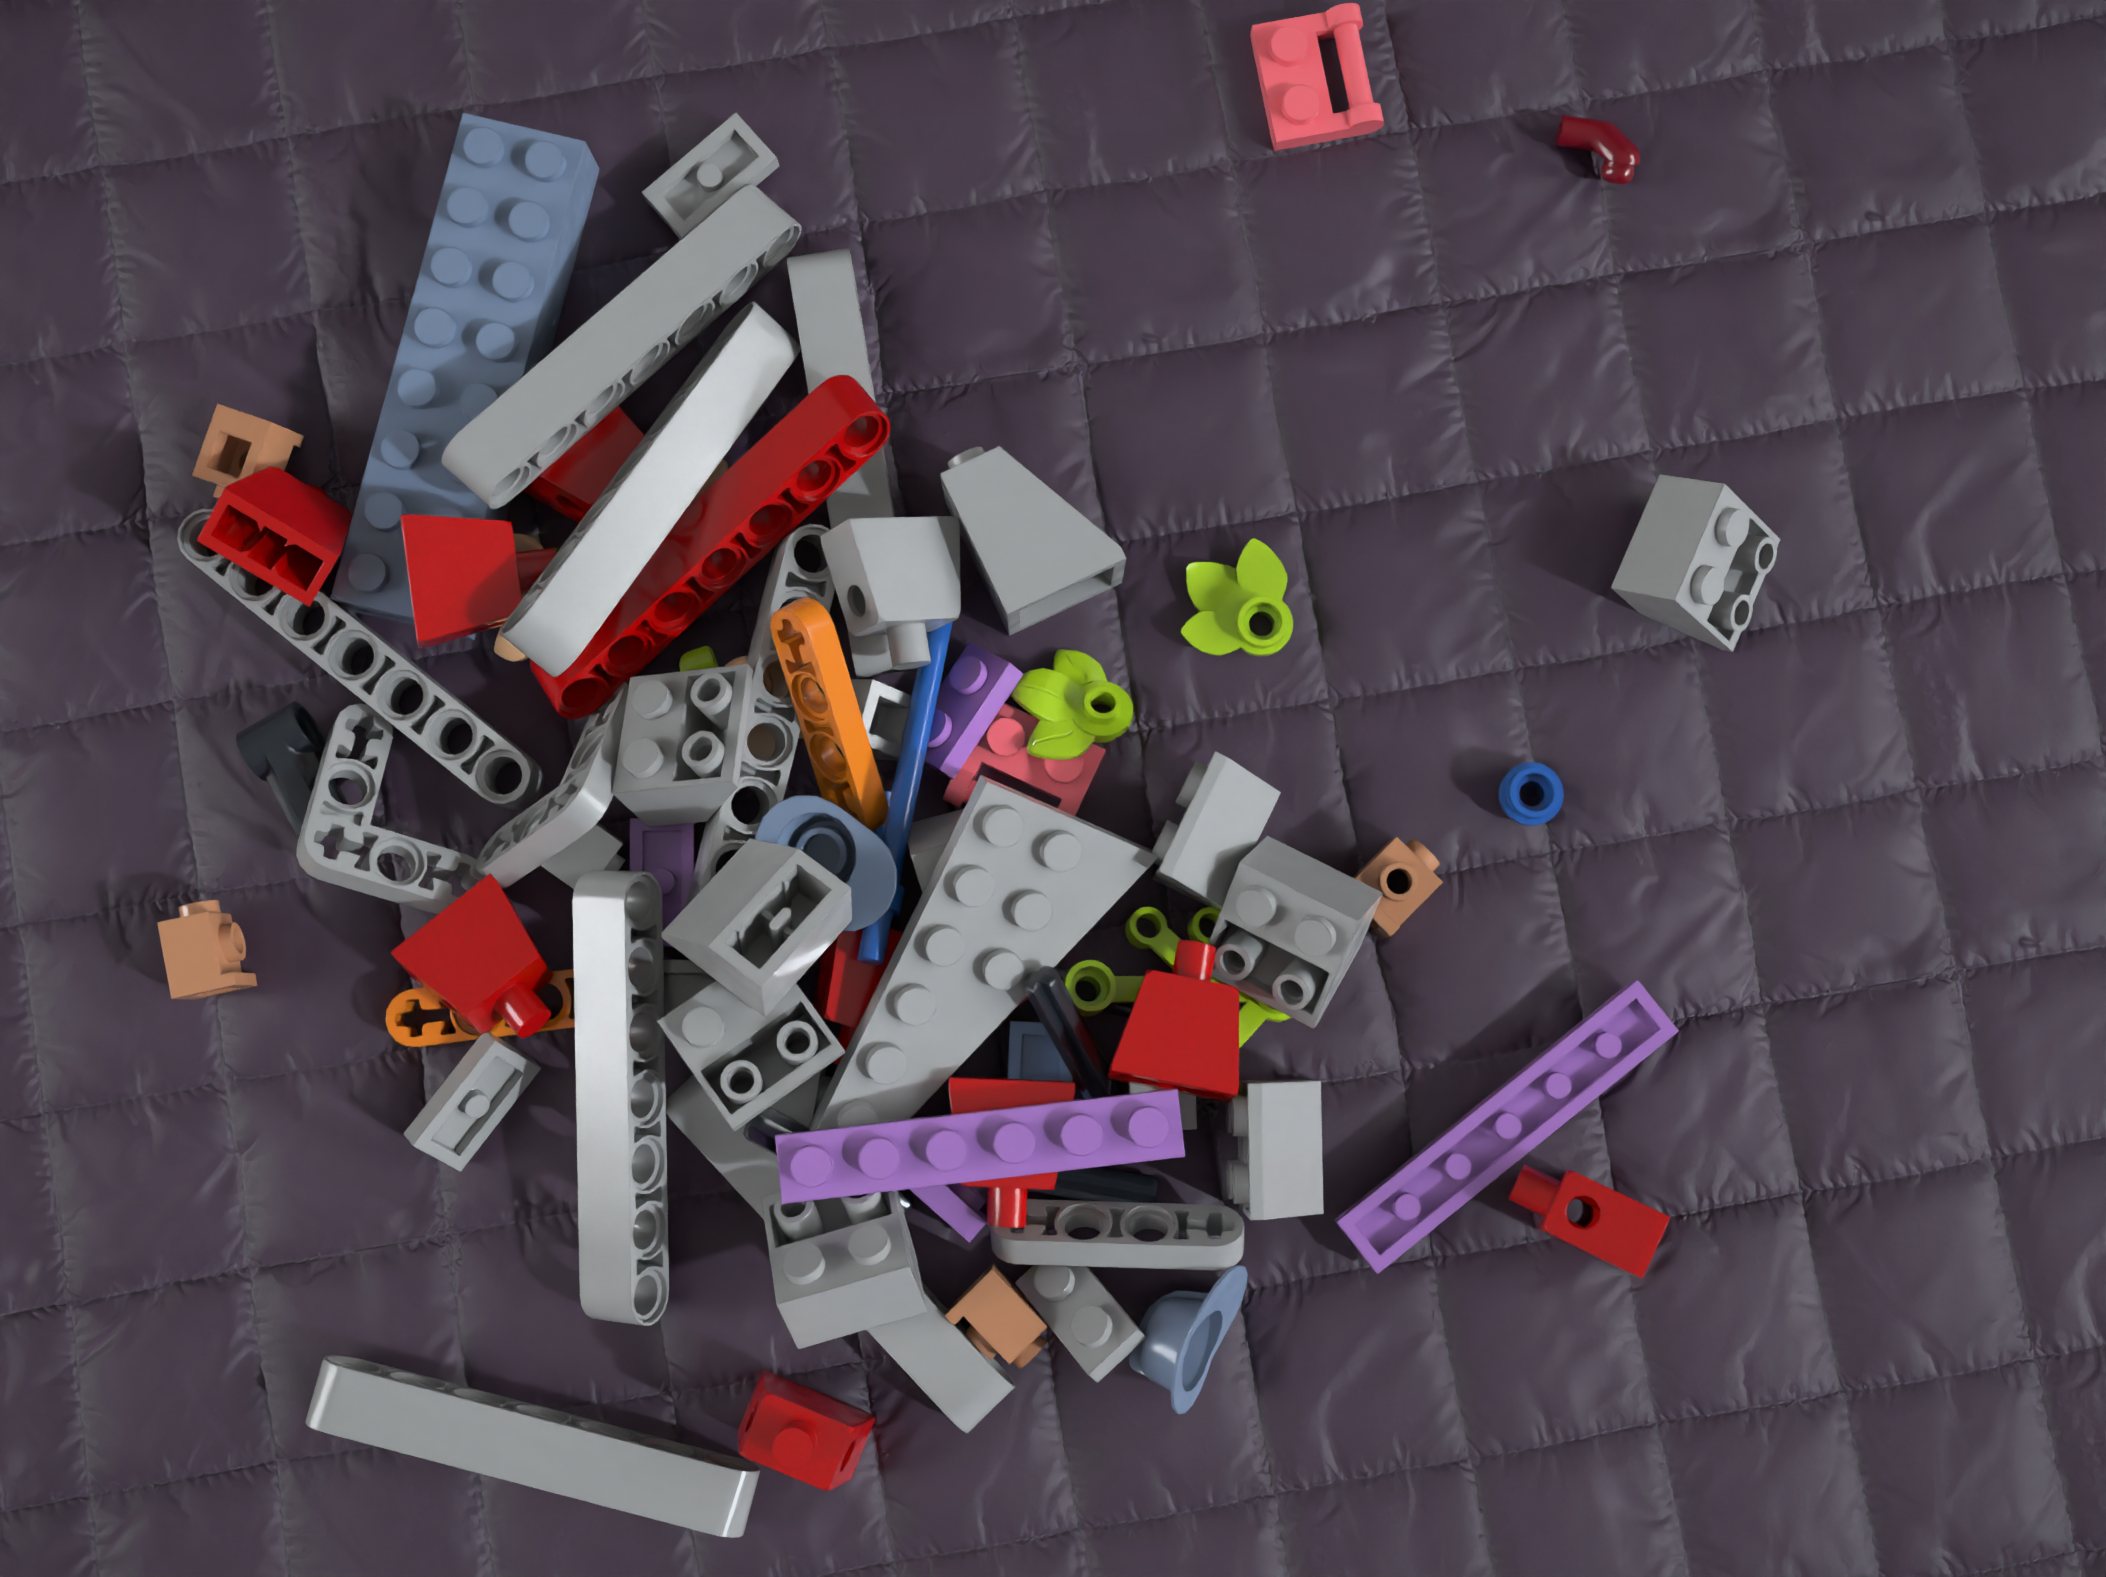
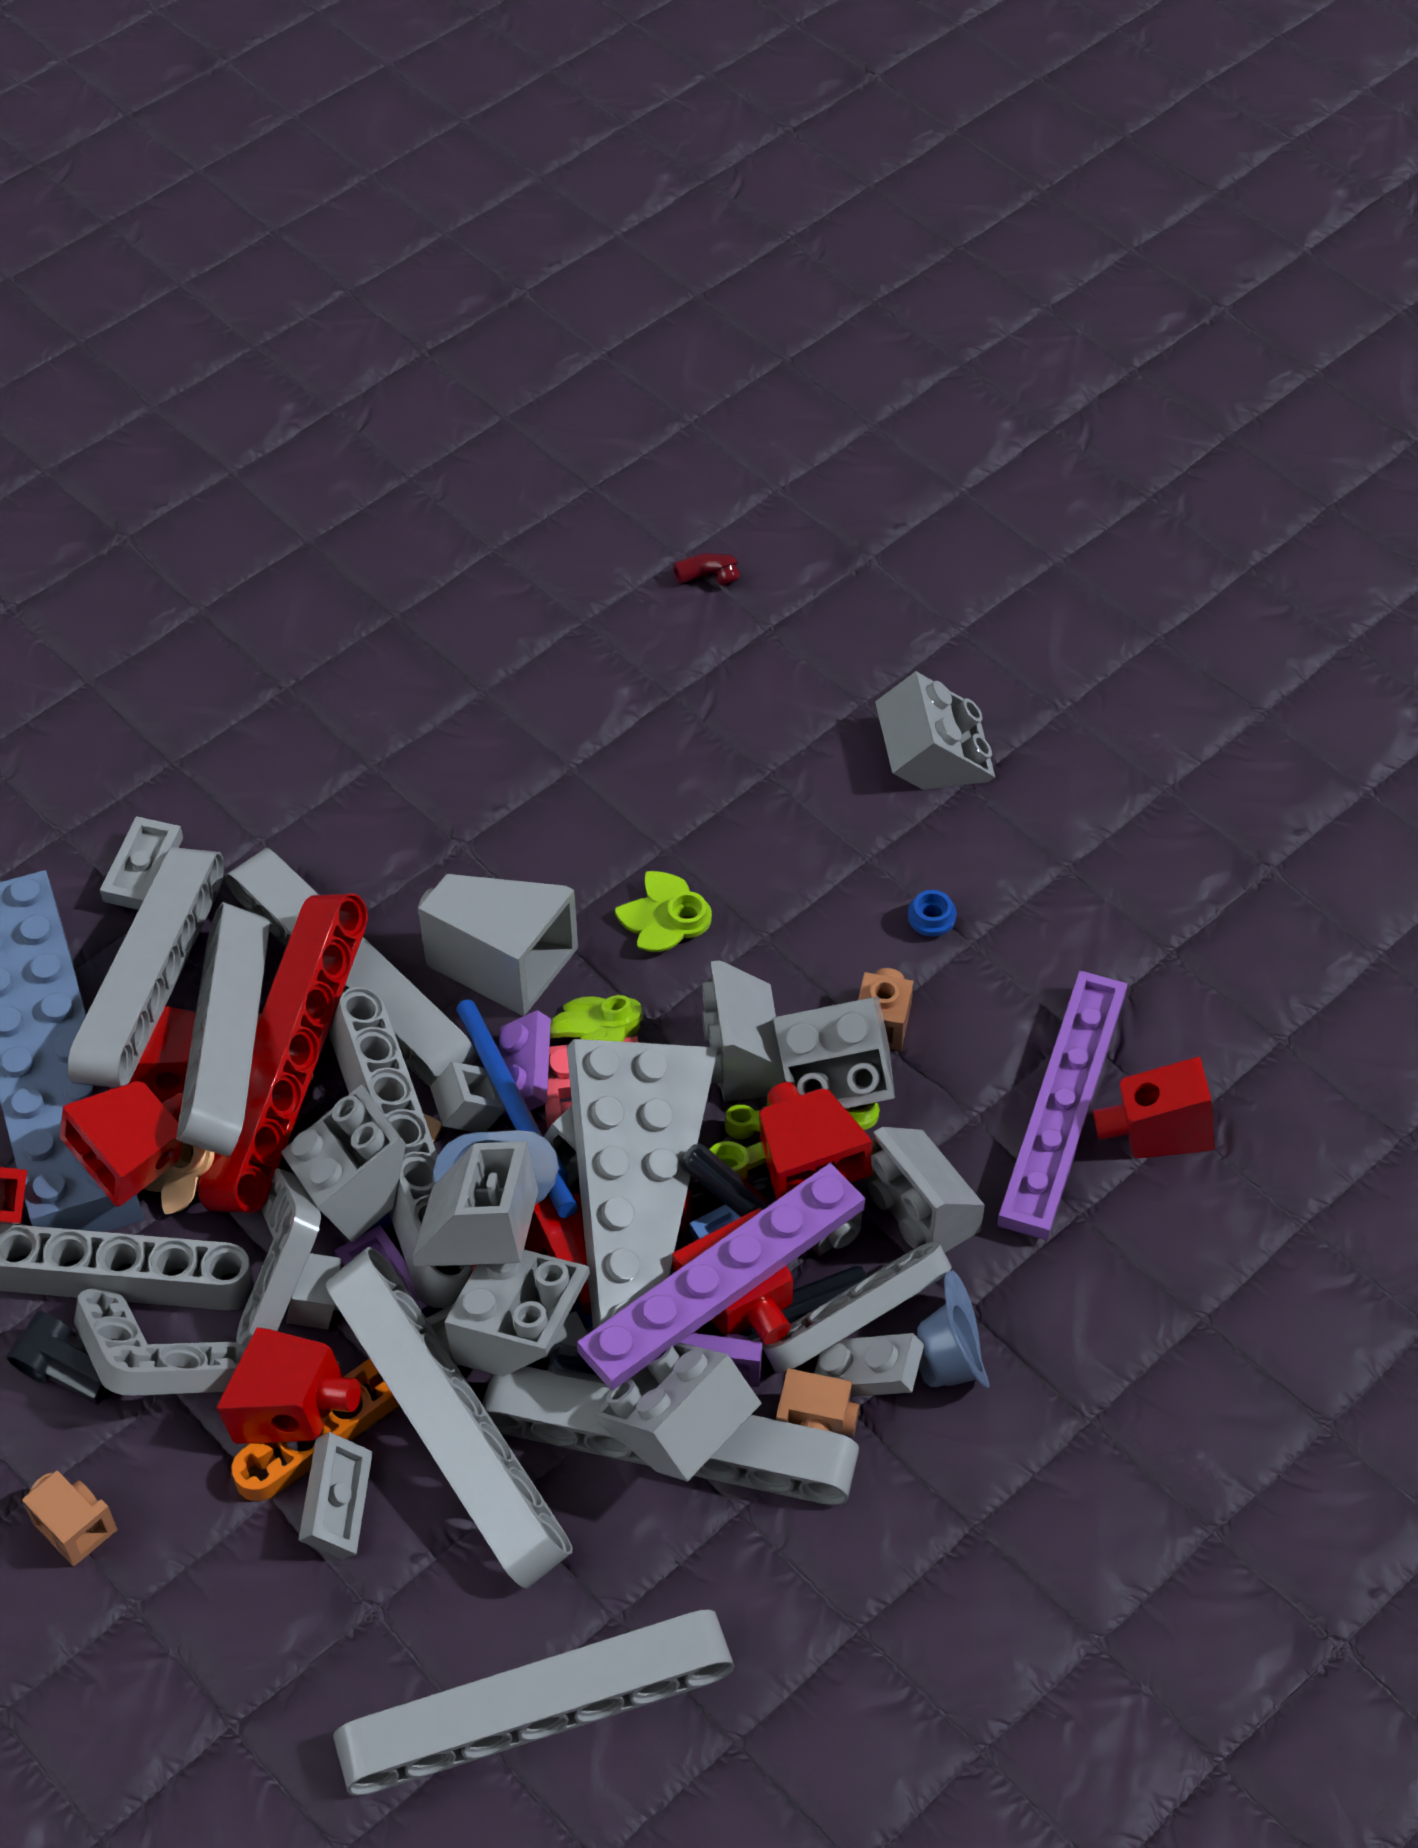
camera: 30 degrees left, 30 degrees down
(803, 1432) = (726, 1560): red torso -> none
(813, 654) = (448, 1080): orange beam -> none
(897, 579) = (427, 989): light grey torso -> none
(1296, 83) = (495, 631): coral plate -> none

